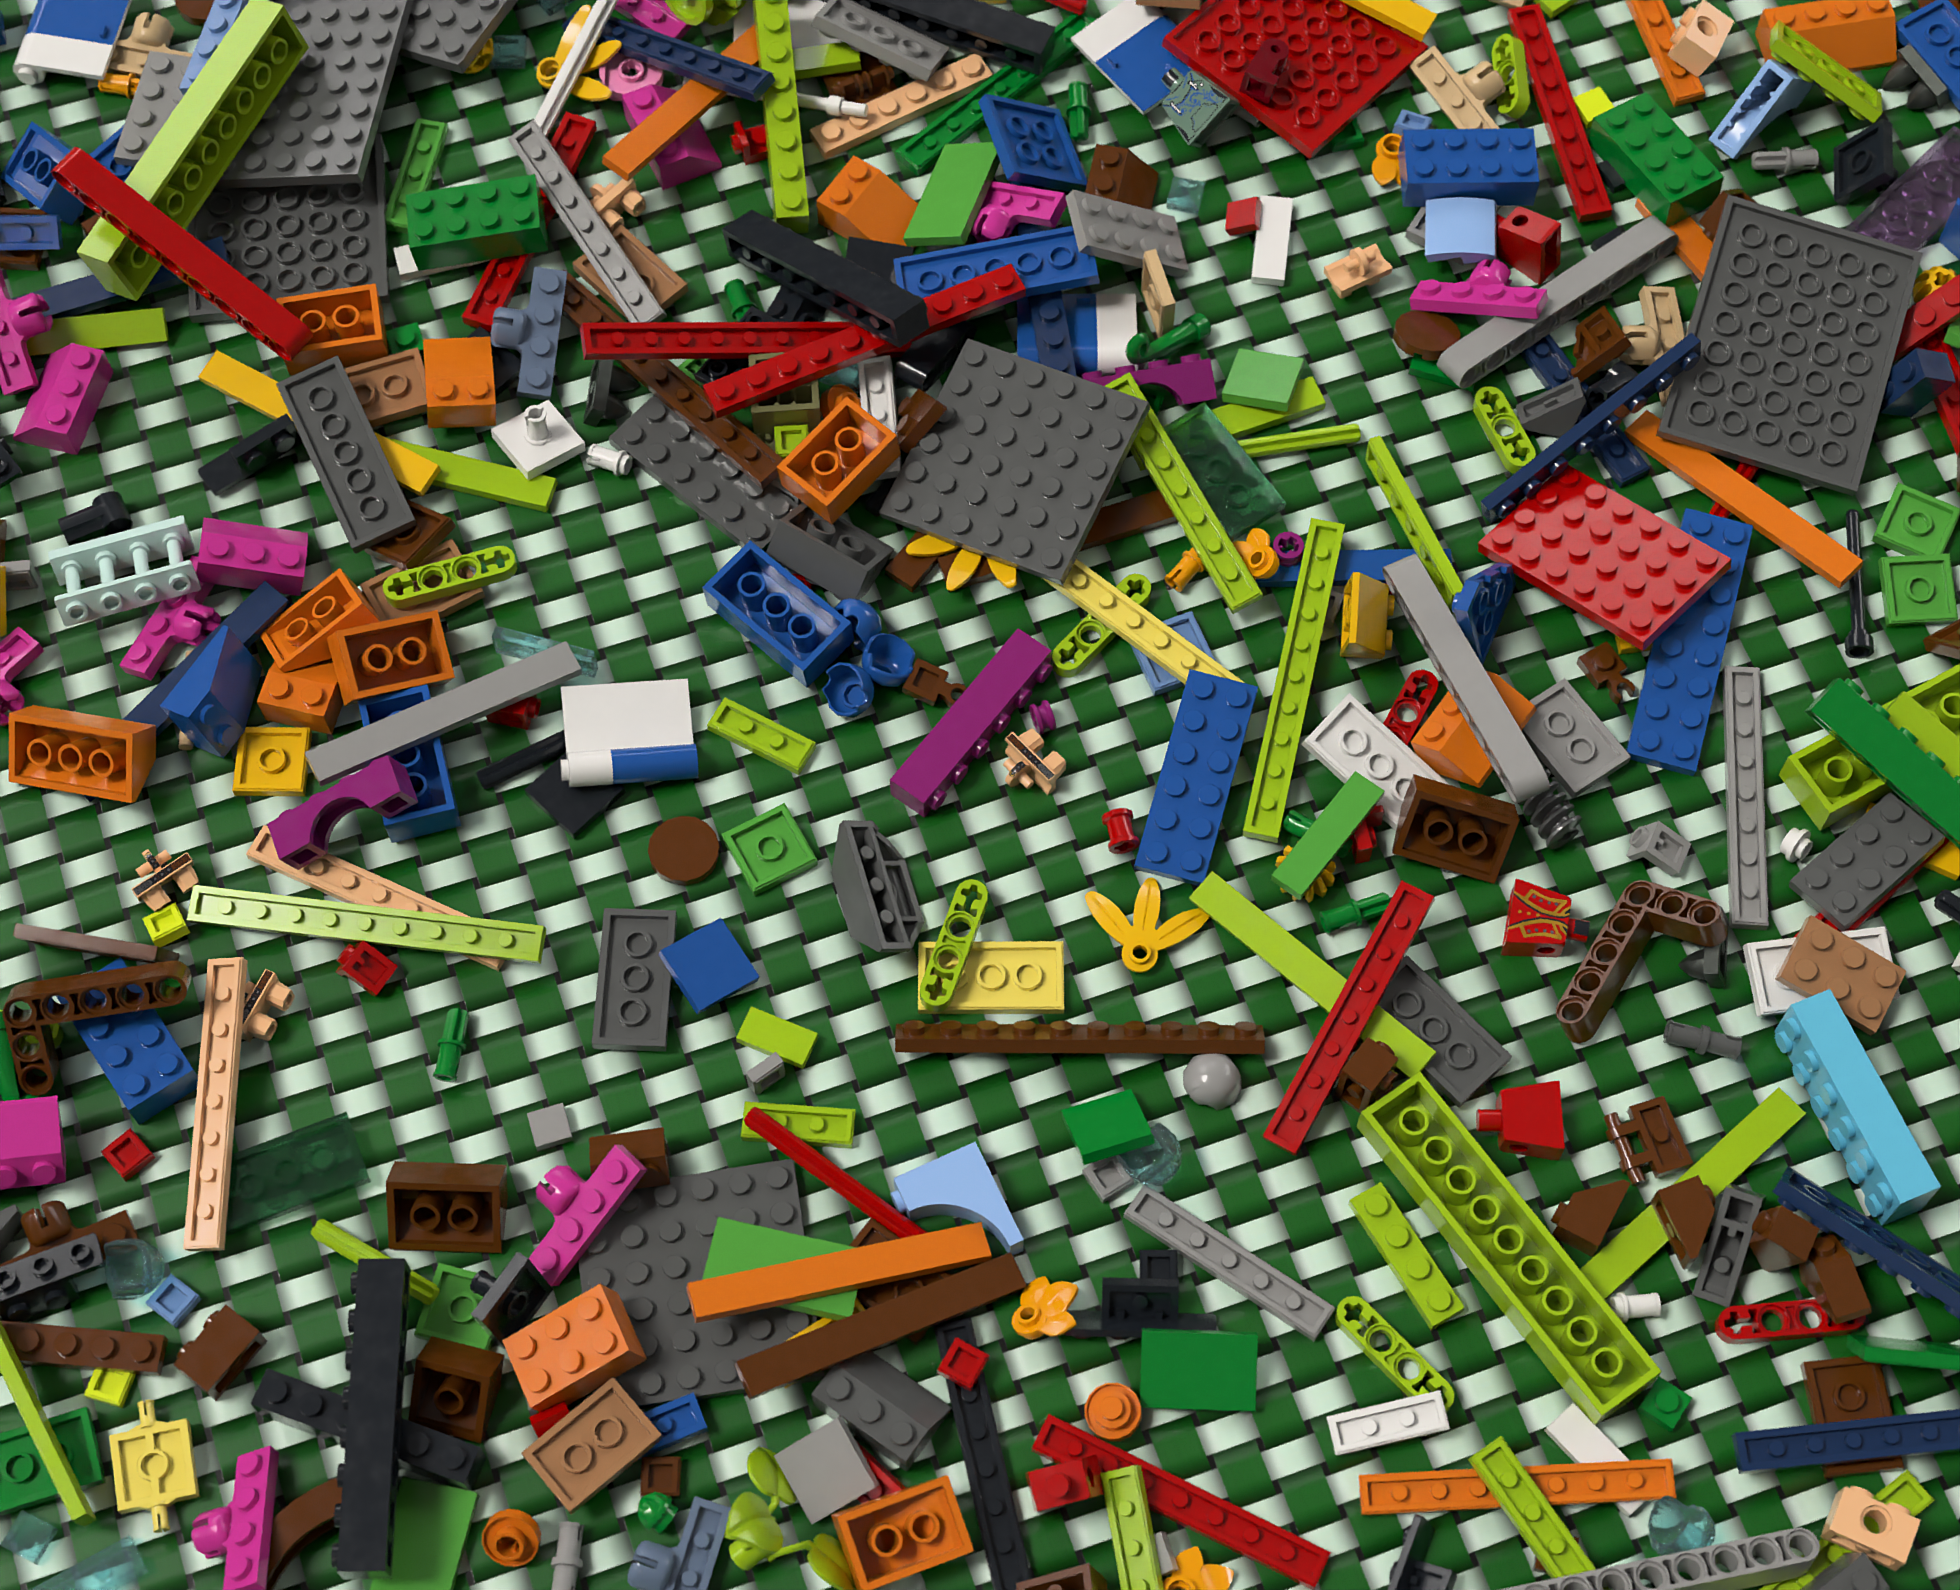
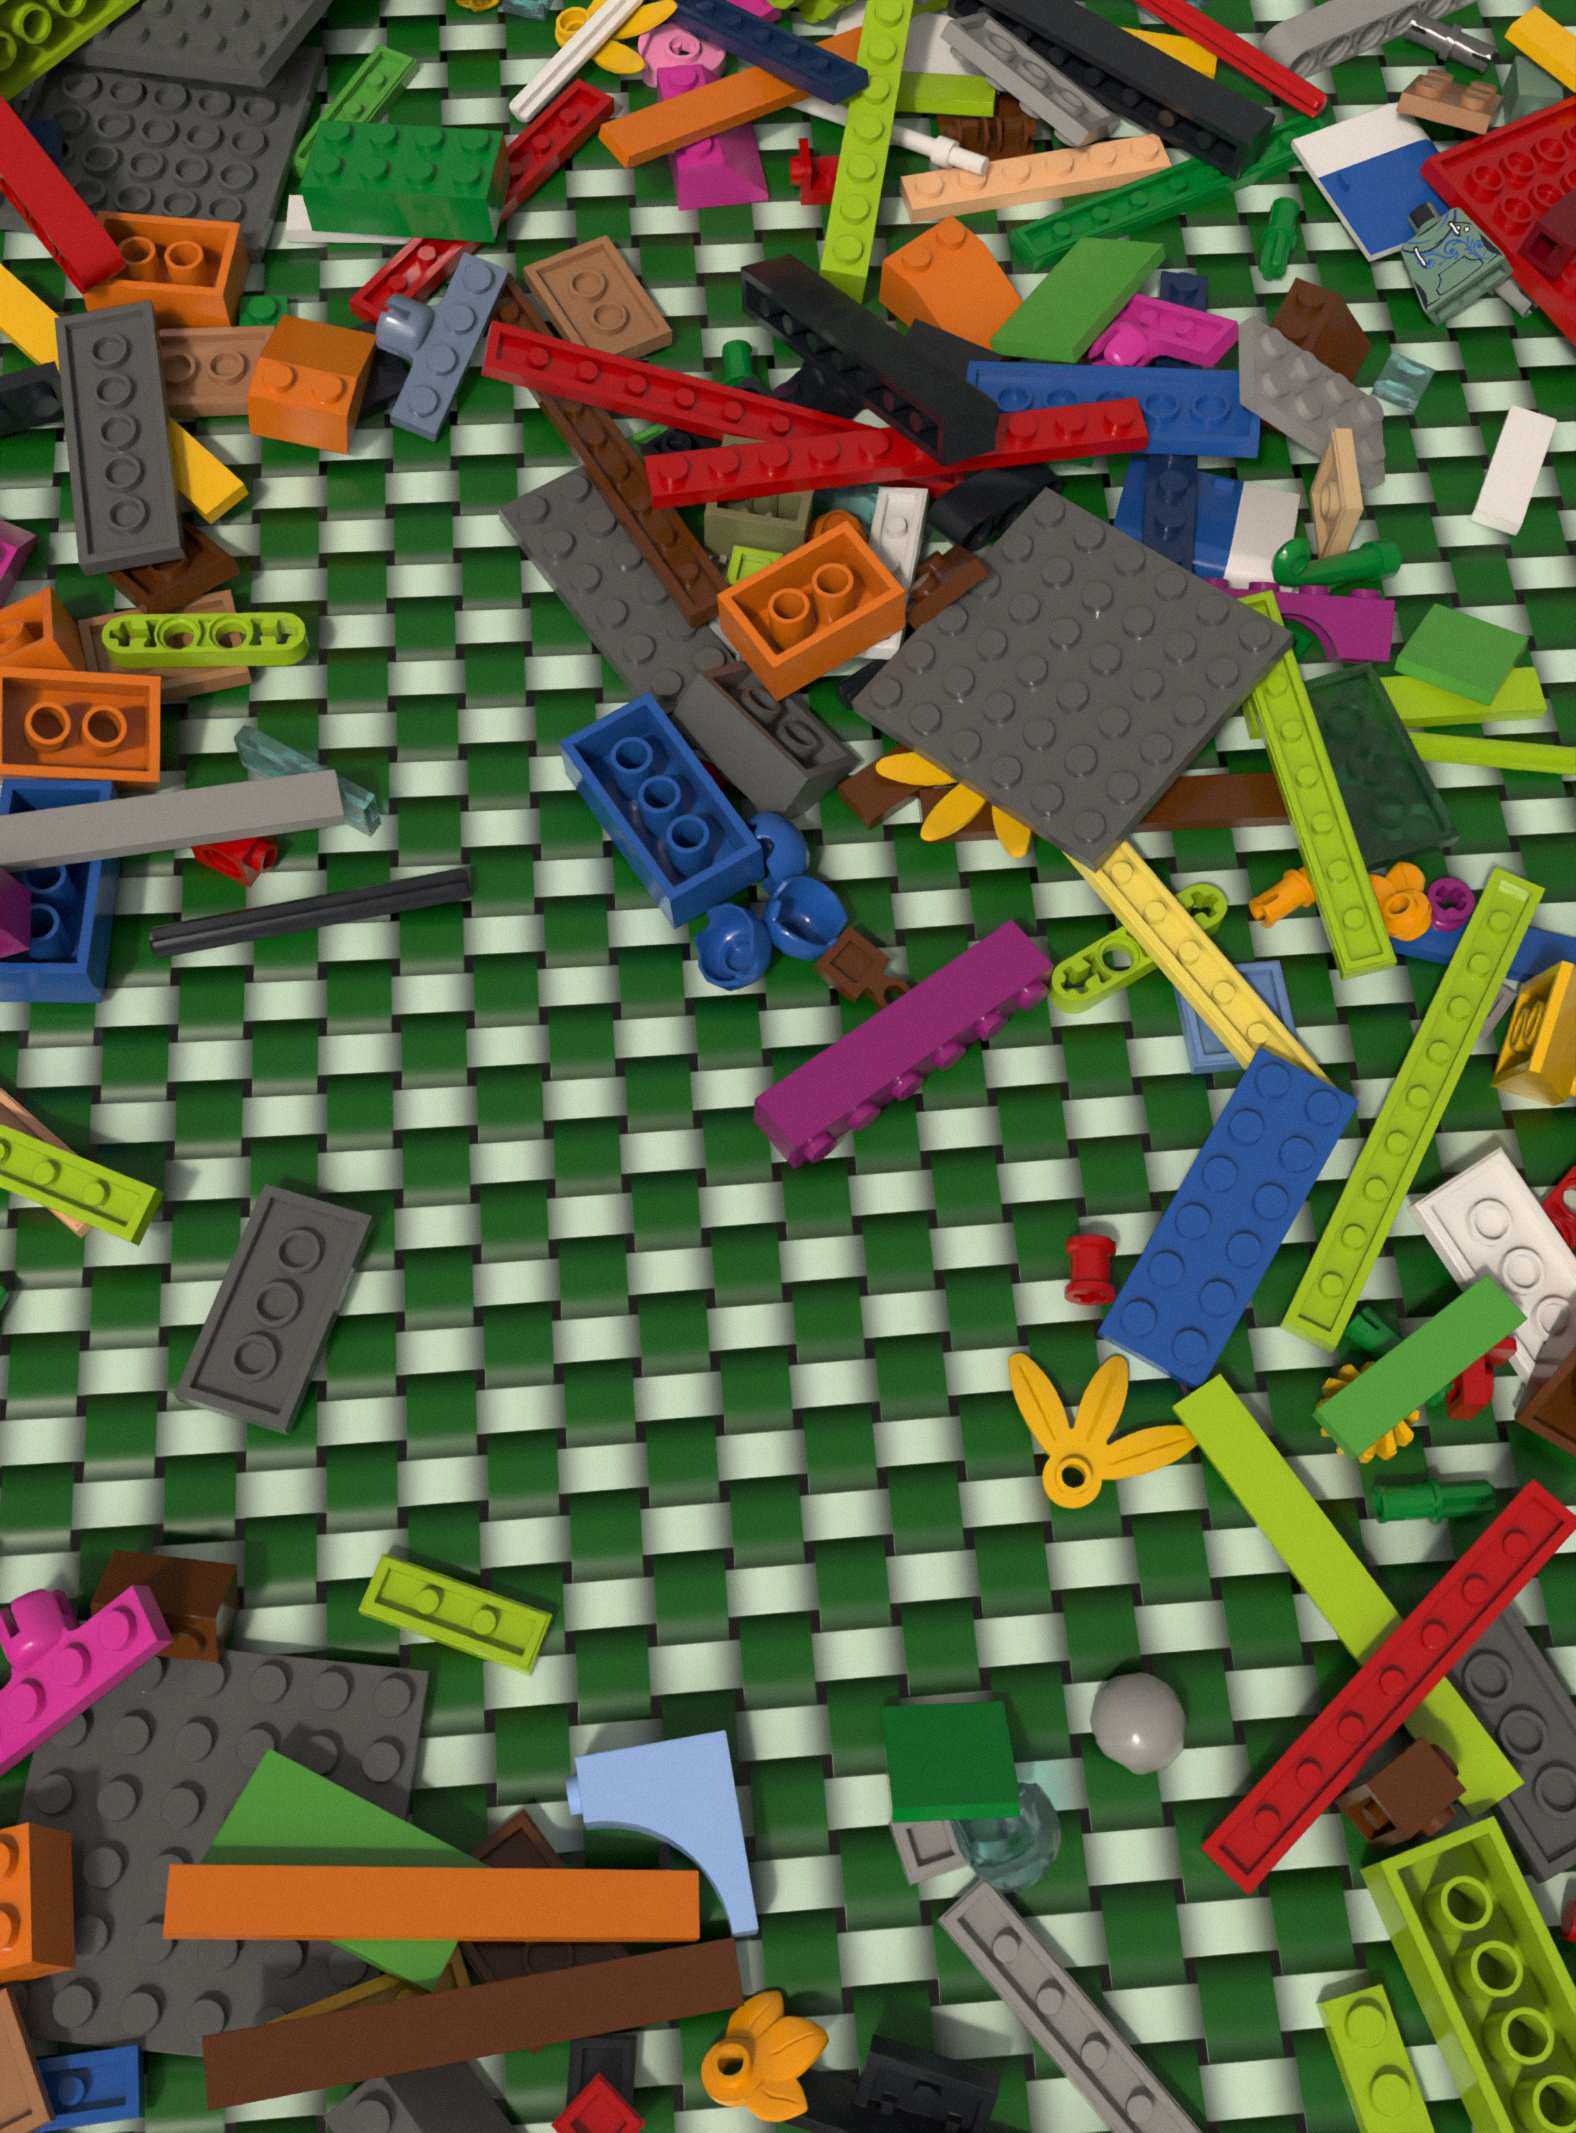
camera: 10 degrees right, 0 degrees up
(487, 478) = (313, 523): lime tile -> none
(538, 439) = (399, 485): white tile -> none
(550, 1126) = (69, 1510): light grey tile -> none
(571, 806) = (285, 994): black tile -> none
(586, 225) = (553, 214): light grey tile -> none
(600, 403) = (526, 429): pearl dark grey tile -> none
(609, 459) = (499, 543): white pin -> none
(616, 199) = (603, 206): light nougat hips -> none
(628, 733) = (386, 928): white door -> none
(683, 850) = (416, 1126): reddish brown tile -> none
(709, 965) = (394, 1317): blue tile -> none
(761, 736) = (586, 983): lime tile -> none
(765, 1073) = (428, 1517): light grey tile -> none
(769, 849) = (545, 1158): bright green tile -> none
(772, 1034) = (466, 1460): lime tile -> none
(830, 1174) = (484, 1724): red axle -> none
(875, 889) = (685, 1266): dark grey wedge -> none
(954, 945) = (786, 1388): lime beam -> none
(1002, 978) = (827, 1452): light yellow tile -> none
(1027, 767) = (971, 1133): light nougat hips -> none
(1033, 143) = (1202, 252): blue plate -> none
(1042, 717) = (1014, 1062): magenta bush -> none
(1093, 1037) = (946, 1595): reddish brown plate -> none
(1158, 1264) = (972, 2032): black tile -> none
(1243, 216) = (1480, 426): red tile -> none

